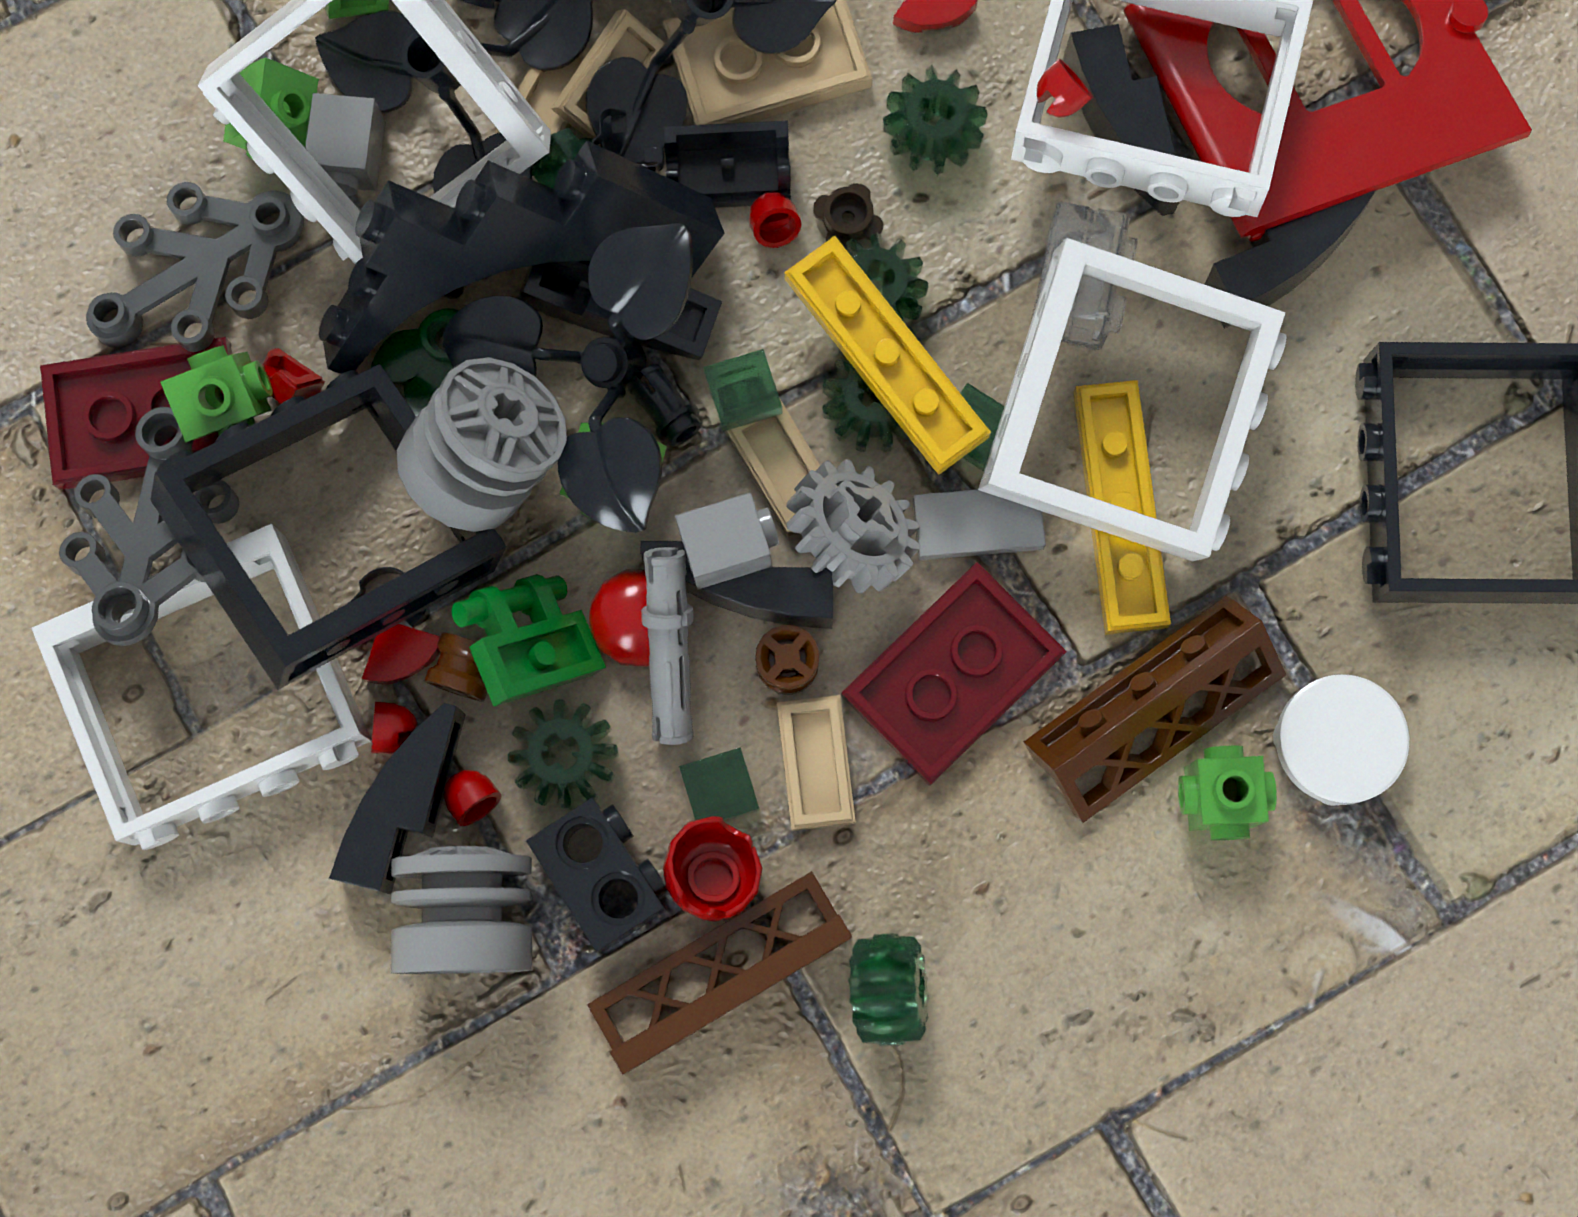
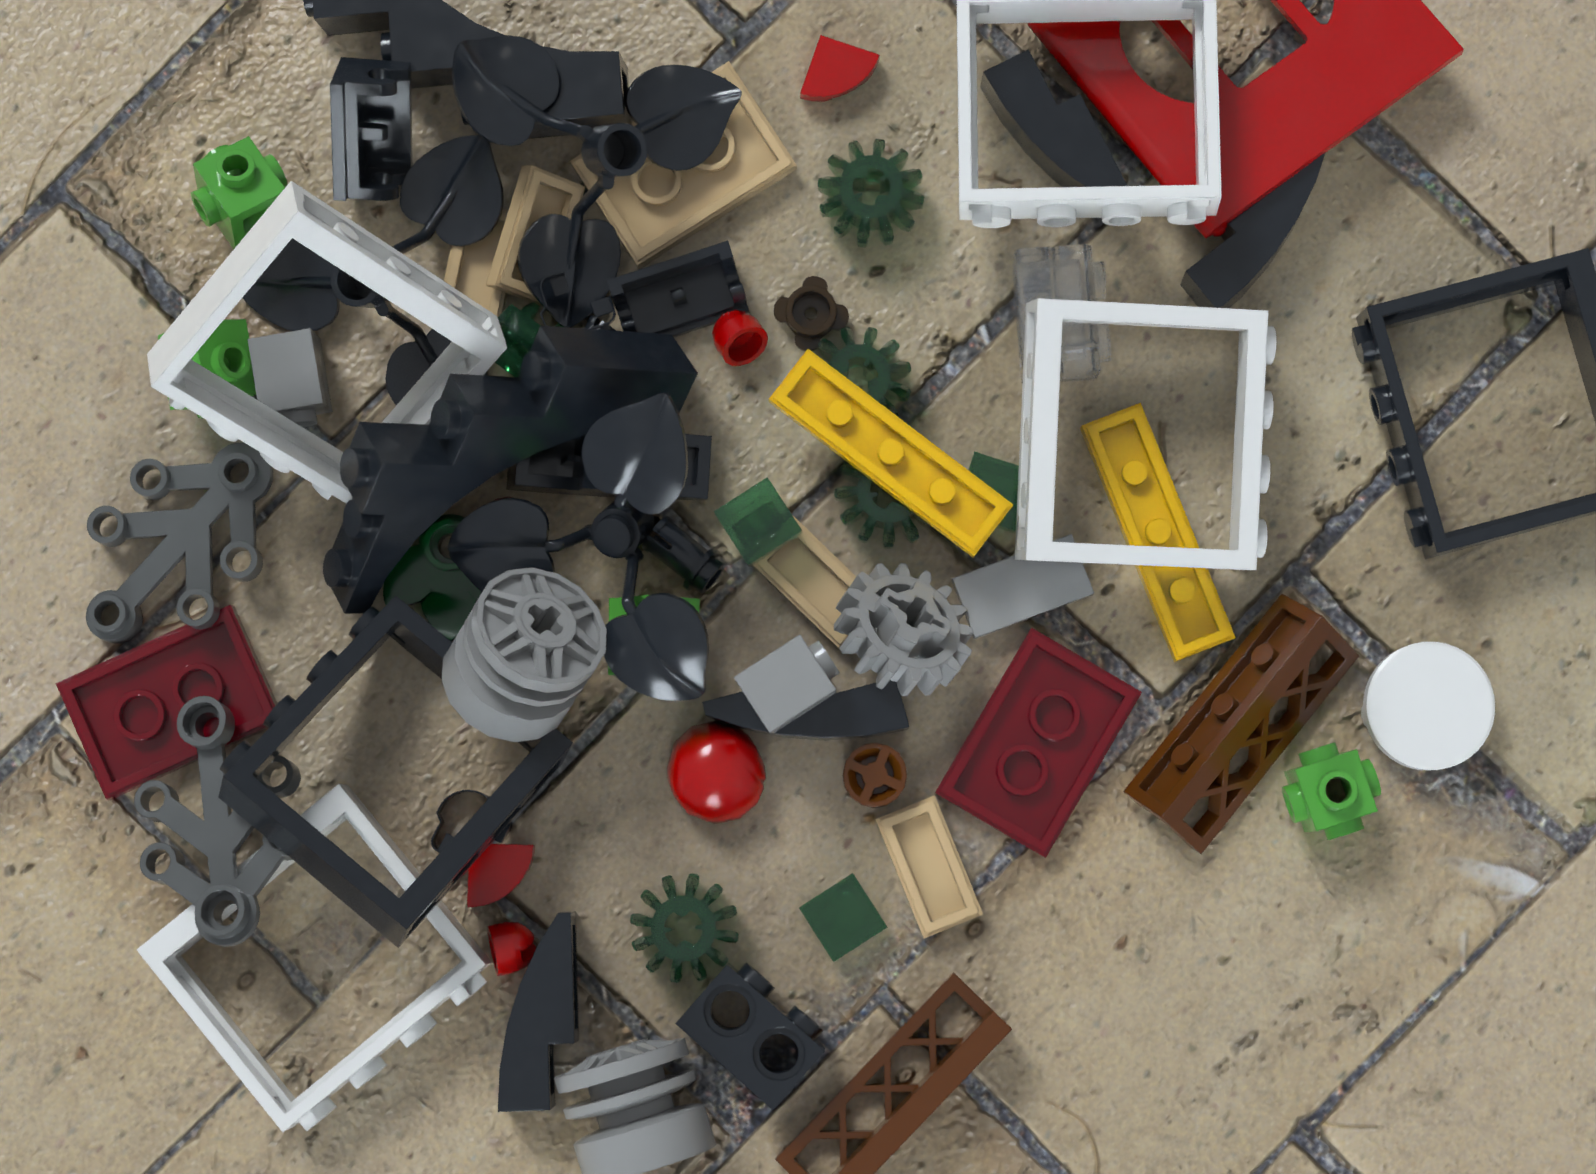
camera: 10 degrees left, 5 degrees up
(198, 396) = (228, 675): bright green brick -> none
(290, 377) = (305, 630): red tile -> none
(456, 669) = (562, 869): reddish brown wheel -> none
(470, 796) = (605, 991): red hinge -> none
(534, 656) = (633, 842): green plate -> none
(669, 661) = (751, 775): light grey pin -> none
(712, 869) = (860, 1000): red hair -> none
(888, 989) = (1059, 1068): clear green gear -> none
(1065, 87) = (996, 148): red hinge -> none

